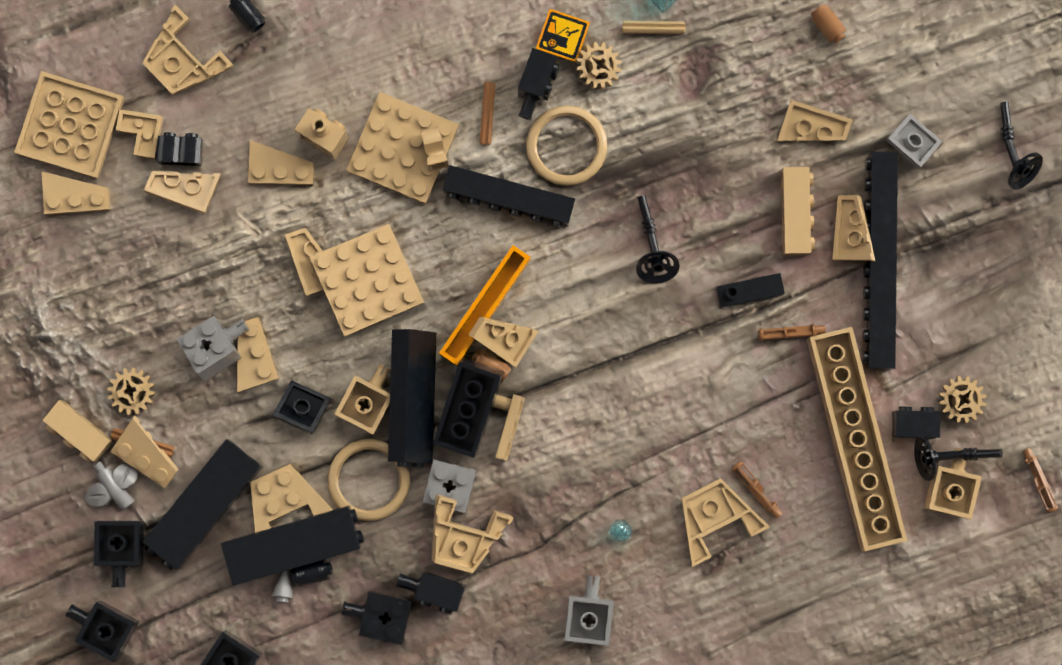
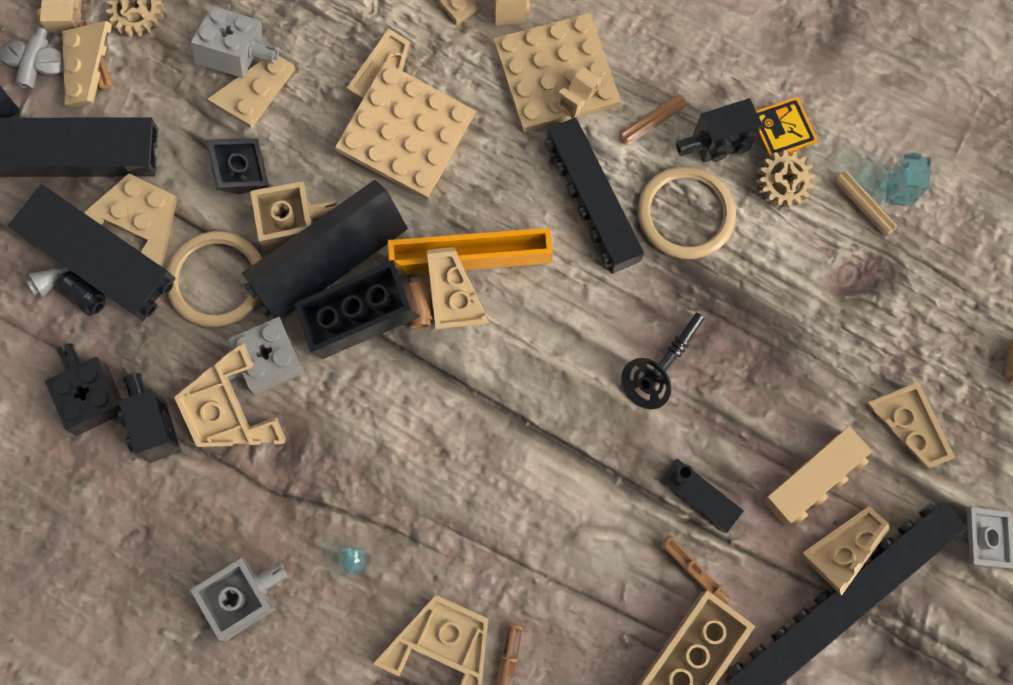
camera: 50 degrees right, 10 degrees down
(514, 408) = (374, 367): tan piece -> none

